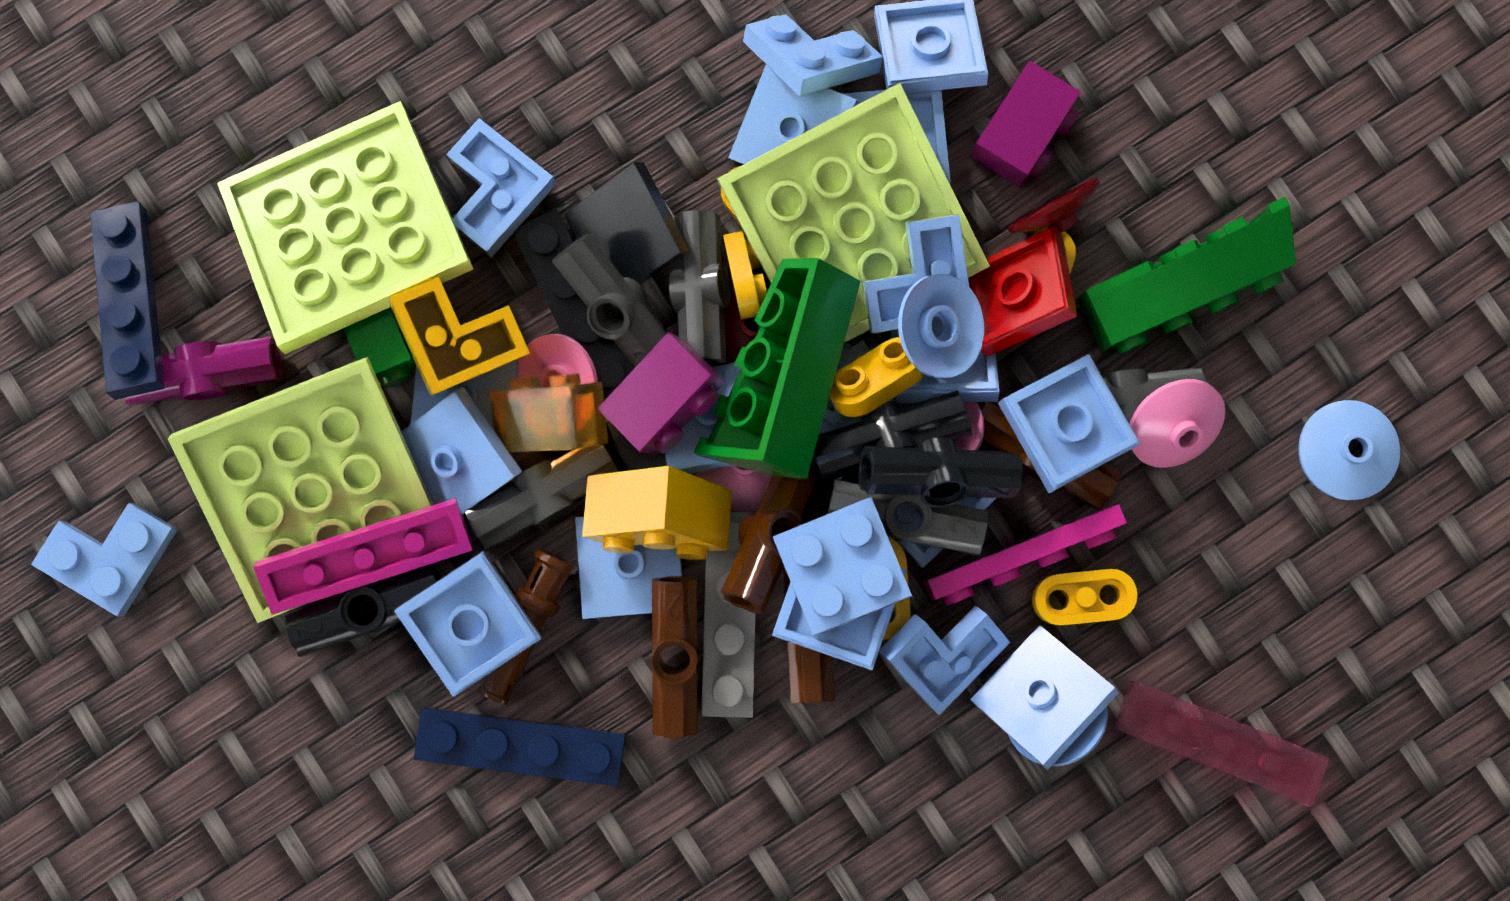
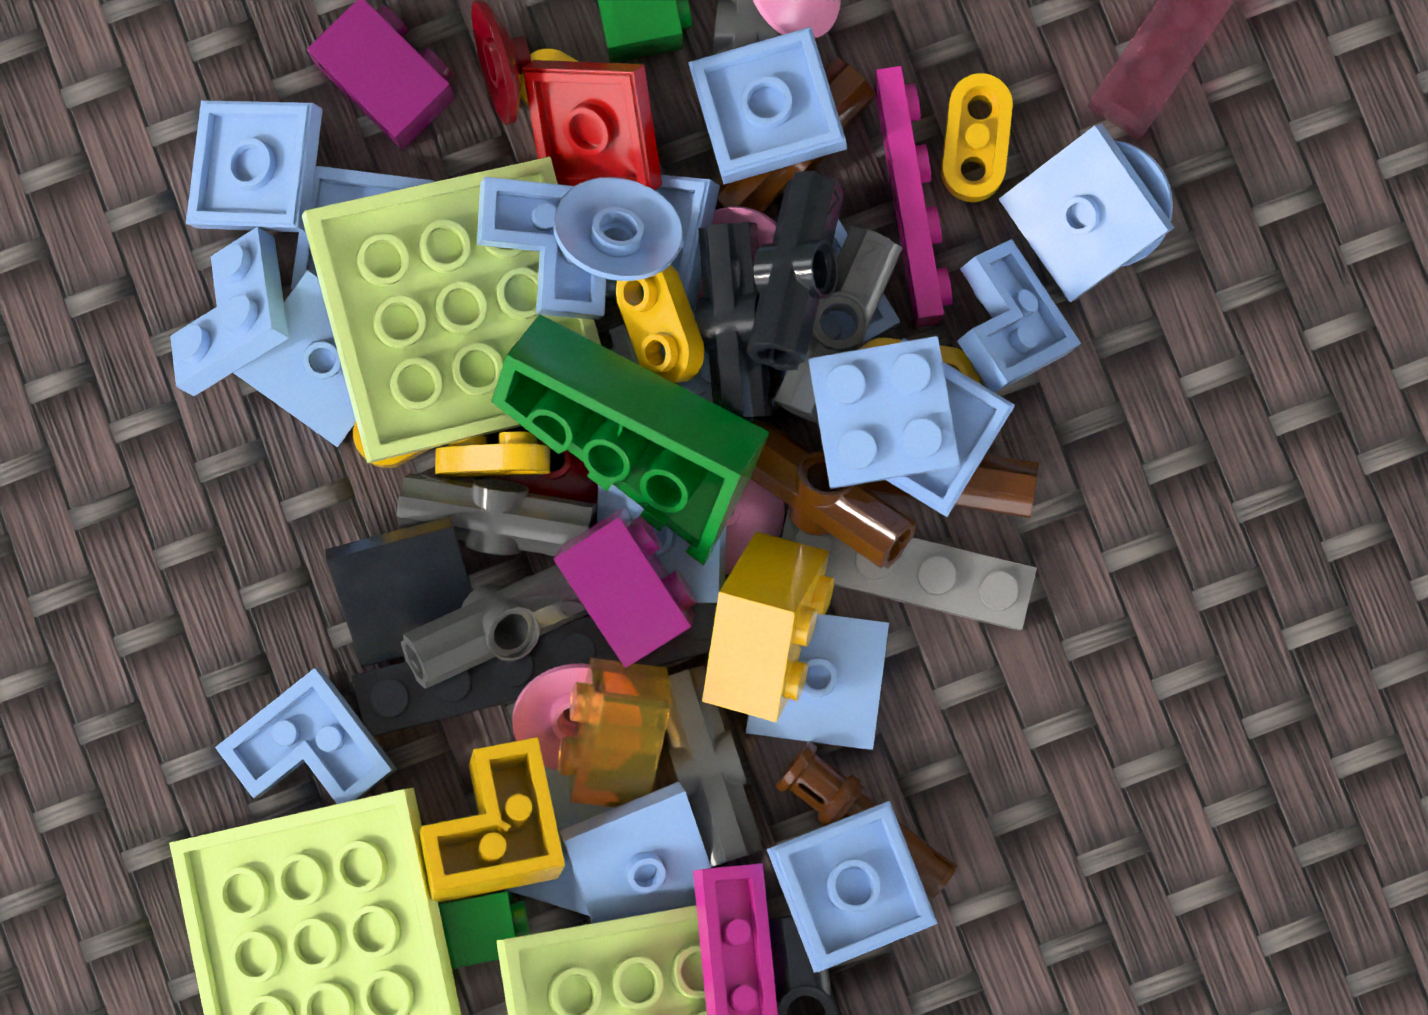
camera: 75 degrees left, 0 degrees up
(519, 746) = (1011, 860): dark blue plate -> none
(674, 687) = (980, 652): reddish brown piece -> none

